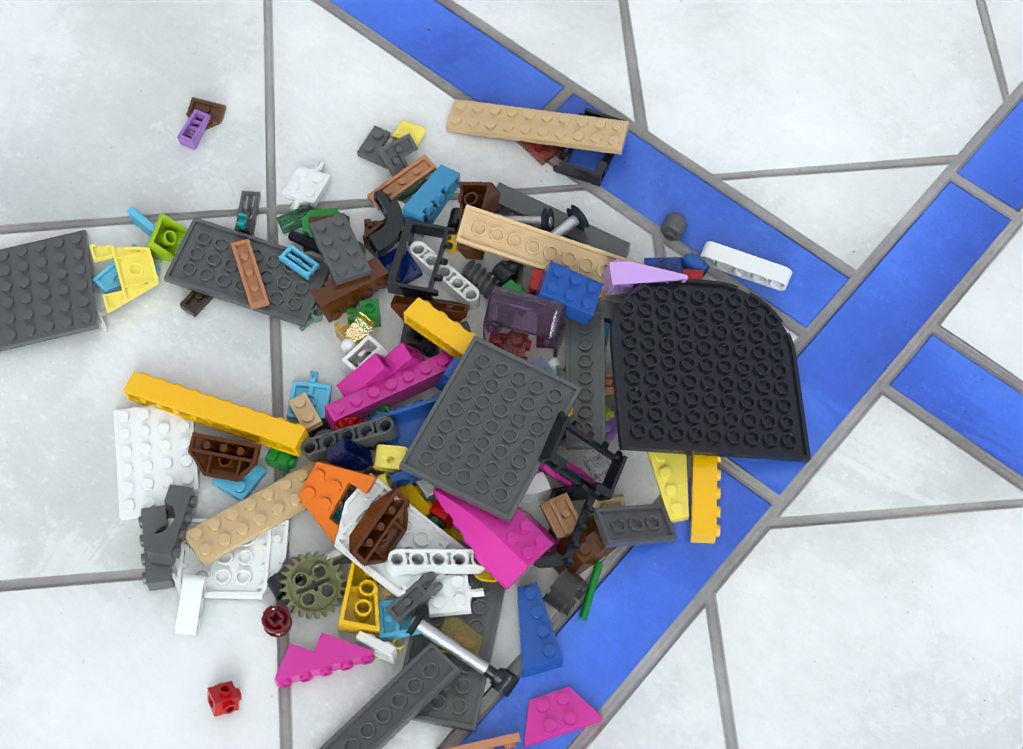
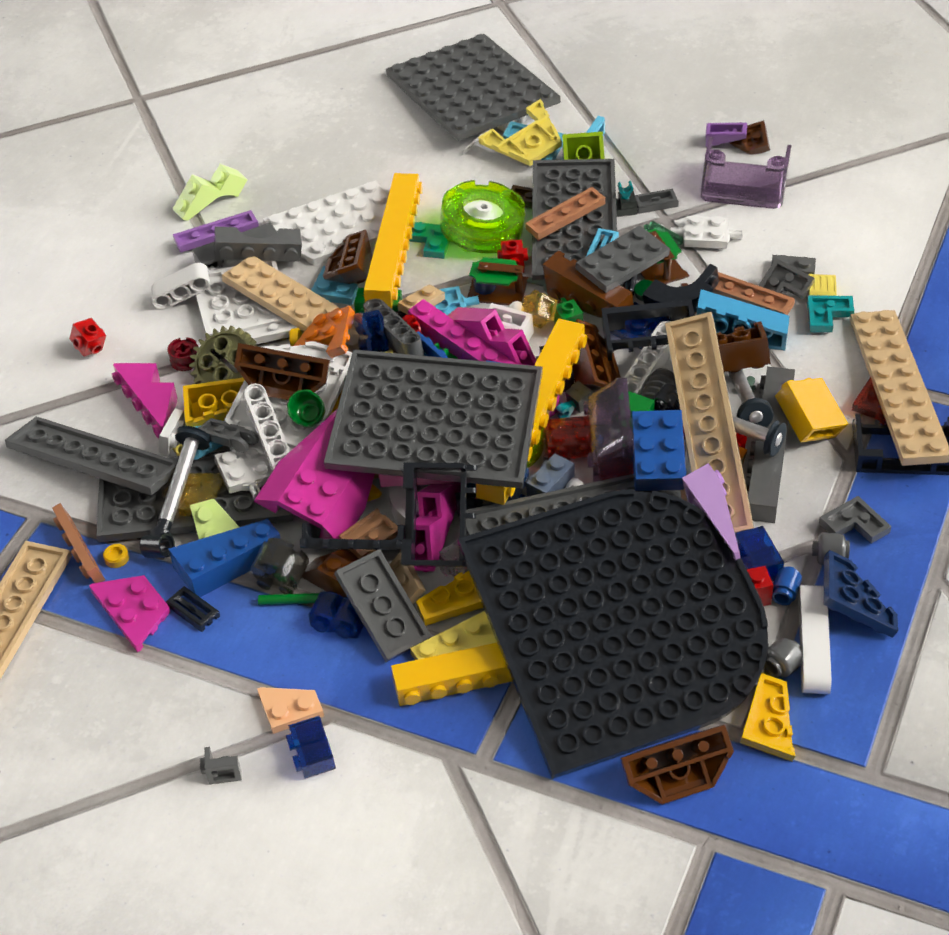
camera: 75 degrees right, 15 degrees down
(60, 556) = (201, 192): none -> yellowish green arch
(117, 562) = (204, 234): none -> medium lavender plate
(216, 382) = (431, 234): none -> plate
(219, 337) = (481, 216): none -> clear neon green piece
(265, 144) = (743, 182): none -> clear purple windscreen
(275, 331) = (513, 251): none -> red brick
(299, 524) = (294, 335): none -> yellow tile
(300, 353) = (497, 281): none -> piece
(422, 525) = (306, 408): none -> green hair
(434, 143) = (823, 309): none -> teal plate
(495, 720) = (116, 555): none -> yellow tile
(502, 632) = (211, 518): none -> yellowish green wing
(546, 187) = (811, 409): none -> yellow brick
(559, 679) = (204, 619): none -> black tile
(621, 564) = (335, 615): none -> clear blue brick
(634, 478) = (449, 600): none -> yellow wing
(647, 201) = (855, 515): none -> dark grey plate
(695, 618) = (288, 706): none -> light nougat wing
(721, 229) = (854, 597): none -> dark blue plate
(741, 609) = (311, 747): none -> clear blue brick
(742, 674) = (220, 769): none -> dark grey bracket
(758, 286) = (783, 657): none -> dark grey head
(803, 318) = (768, 719): none -> yellow wing
(824, 377) = (679, 765): none -> reddish brown wedge

